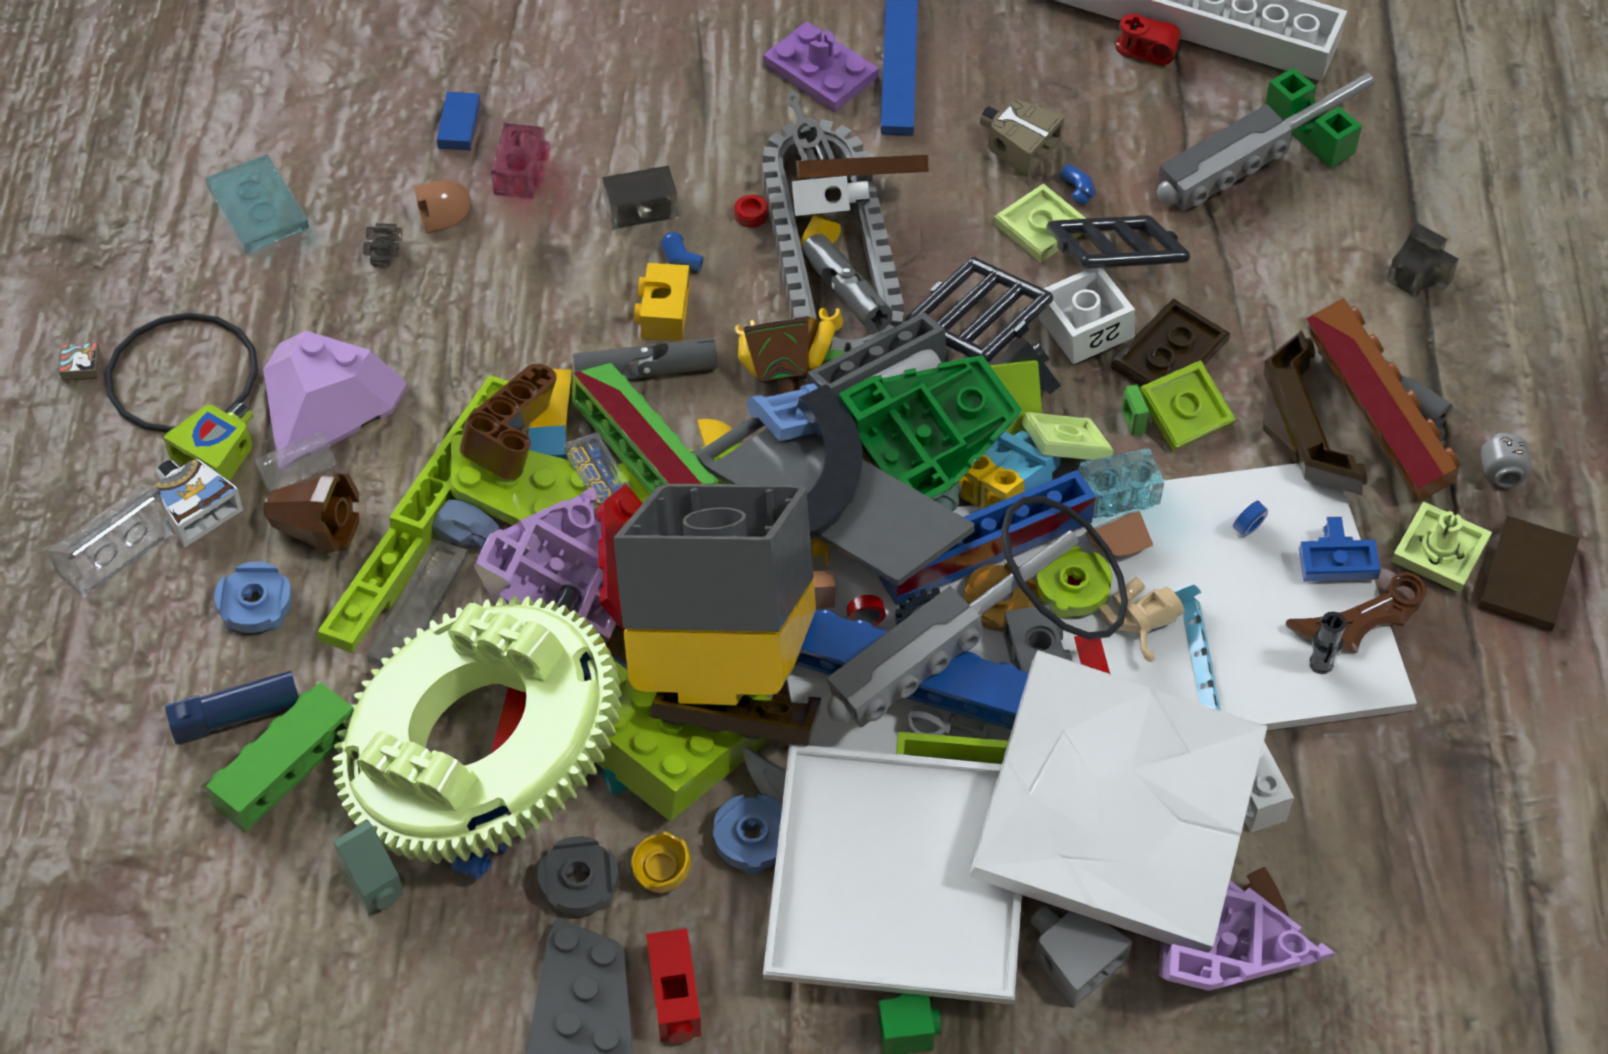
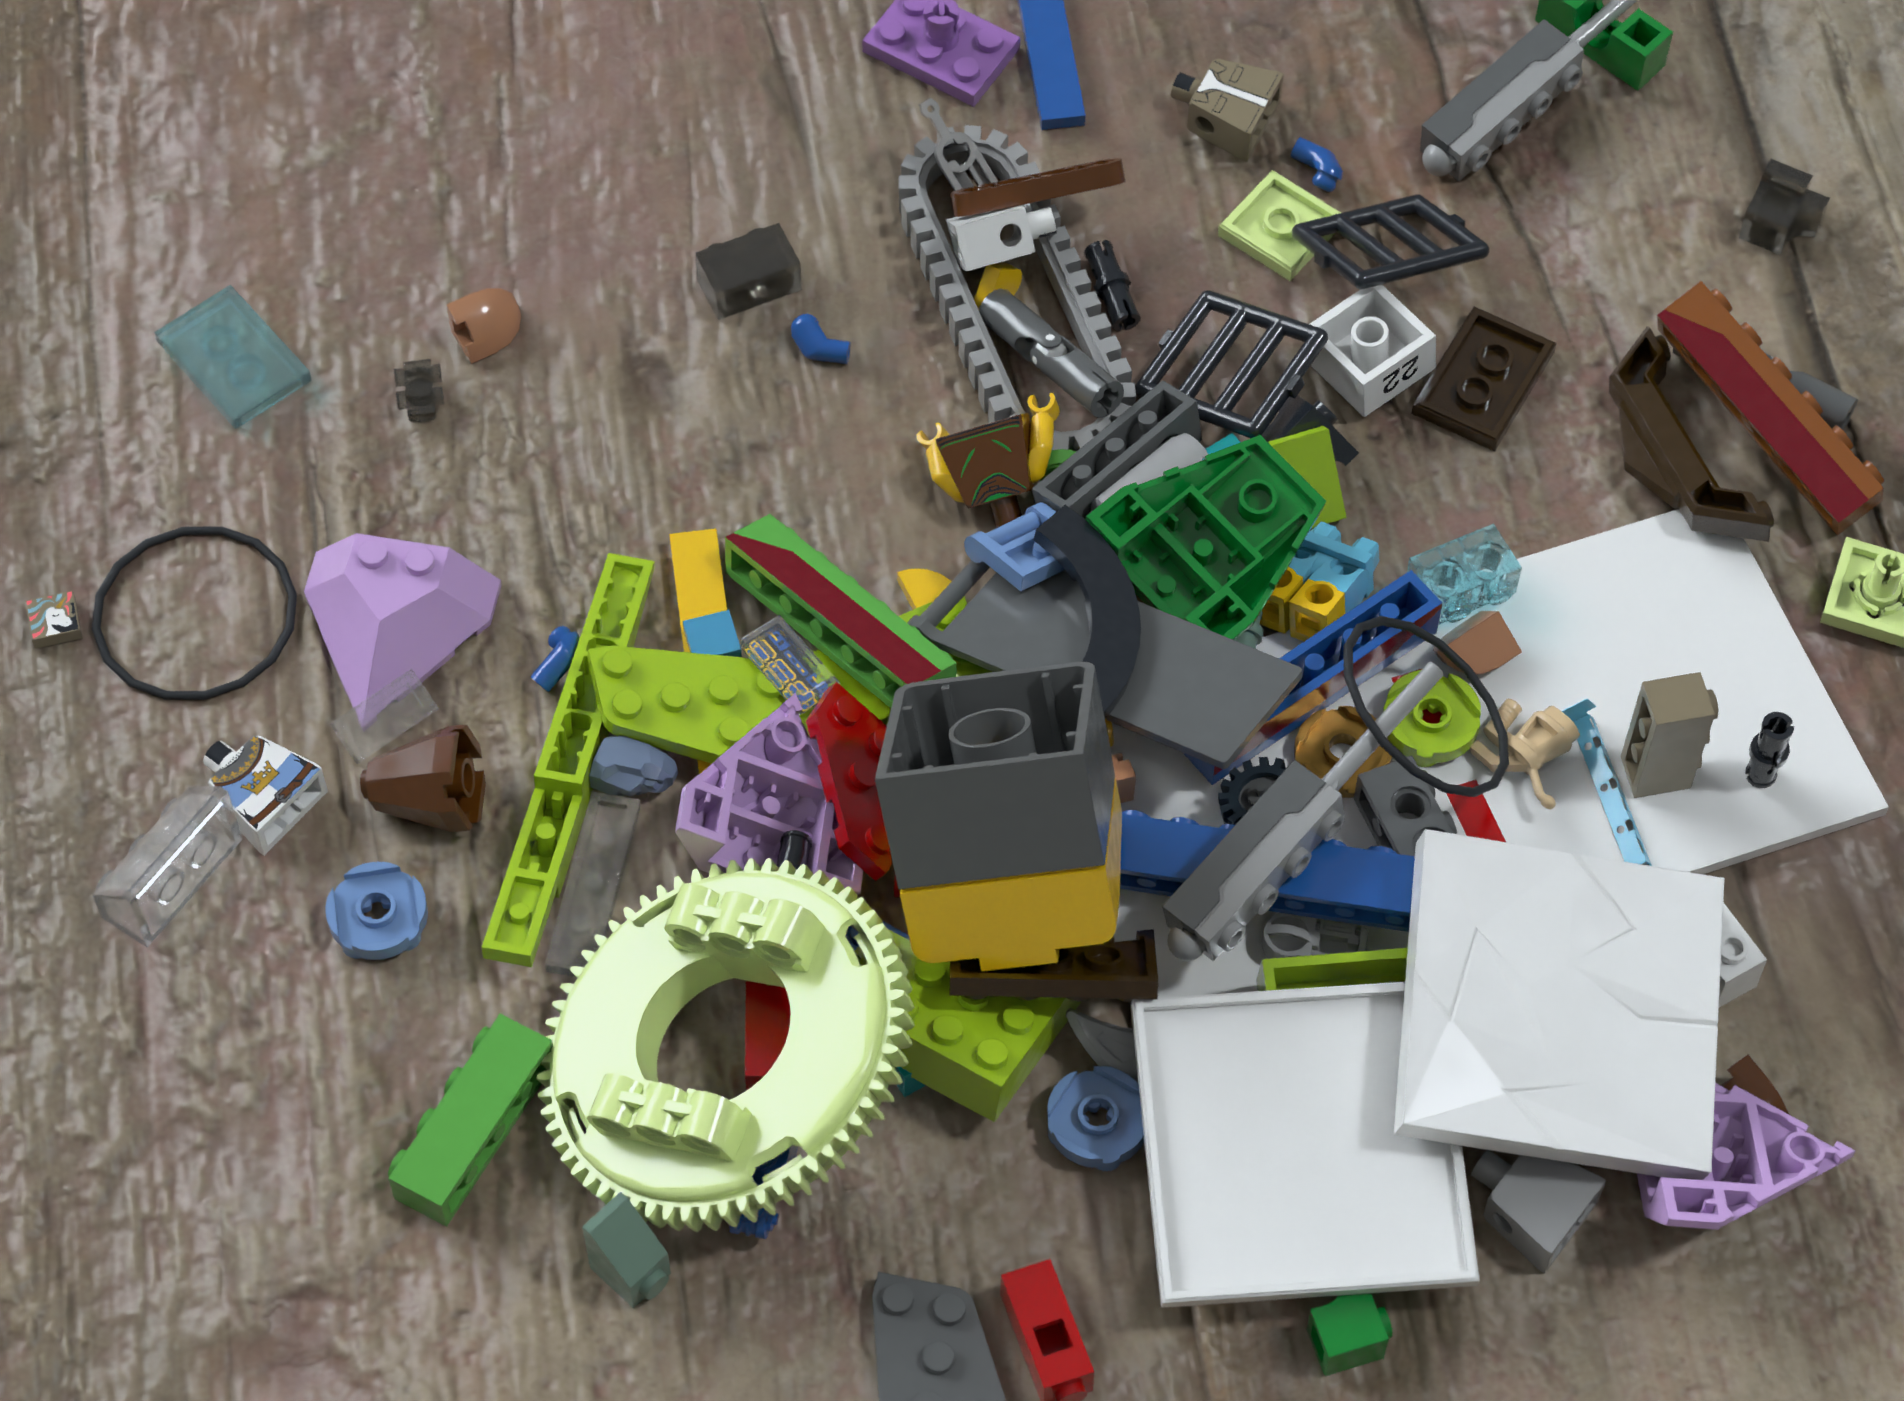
camera: 10 degrees left, 5 degrees up
(201, 715) = (388, 1064): dark blue piece -> none
(212, 437) = (265, 702): lime torso -> none
(426, 449) = (560, 658): none -> blue arm
(458, 121) = (475, 196): blue tile -> none
(494, 429) = (644, 641): reddish brown beam -> none
(519, 161) = (574, 243): clear pink brick -> none
(584, 897) = (887, 1241): dark grey plate -> none
(661, 862) = (994, 1177): yellow hair -> none
(663, 301) = (815, 415): yellow brick -> none
(668, 357) = (845, 489): dark grey piece -> none
(751, 211) = (897, 266): red tile -> none
(866, 608) = (1178, 799): red tile -> none
(905, 245) = (1112, 285): none -> black pin
(1066, 436) = (1382, 522): yellowish green tile -> none
(1134, 410) = (1458, 470): bright green tile -> none
(1187, 406) = (1522, 453): lime plate -> none
(1249, 617) = (1668, 734): none -> dark tan brick
(1250, 518) = (1637, 596): blue tile -> none
(1338, 556) = (1755, 628): blue hinge -> none
(1380, 611) = (1819, 694): reddish brown piece -> none

